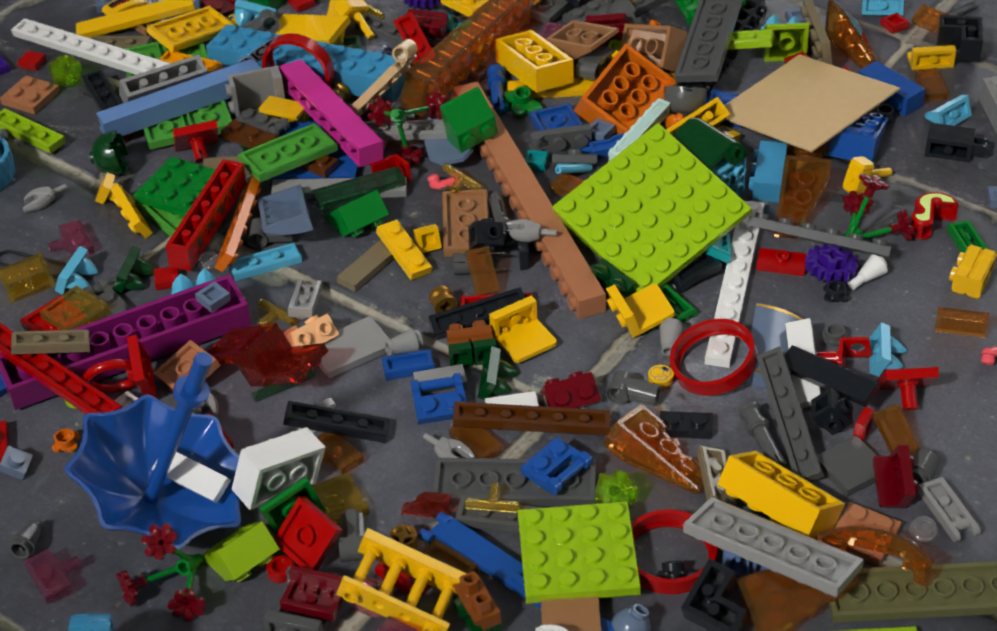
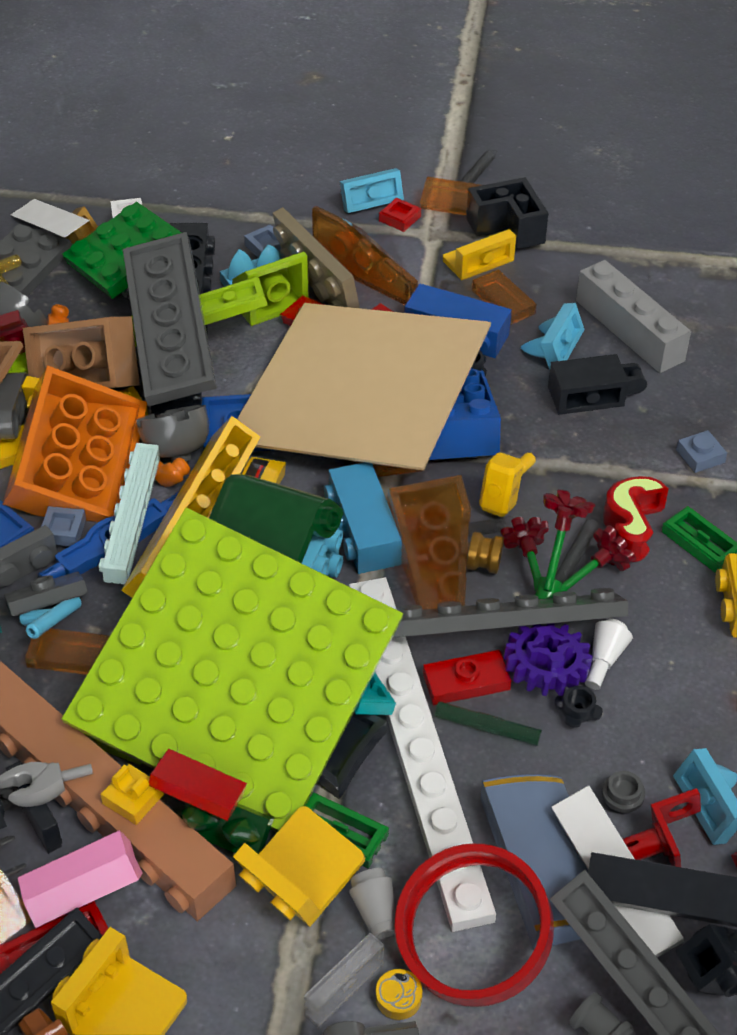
camera: 30 degrees left, 5 degrees up
(529, 276) = (79, 878): none -> bright pink piece
(570, 248) = (130, 794): none -> yellow tile
(604, 254) = (197, 784): none -> red tile
(636, 358) = (344, 980): none -> clear tile
(780, 285) = (488, 723): none -> clear green piece
(828, 207) = (485, 552): none -> pearl gold wheel

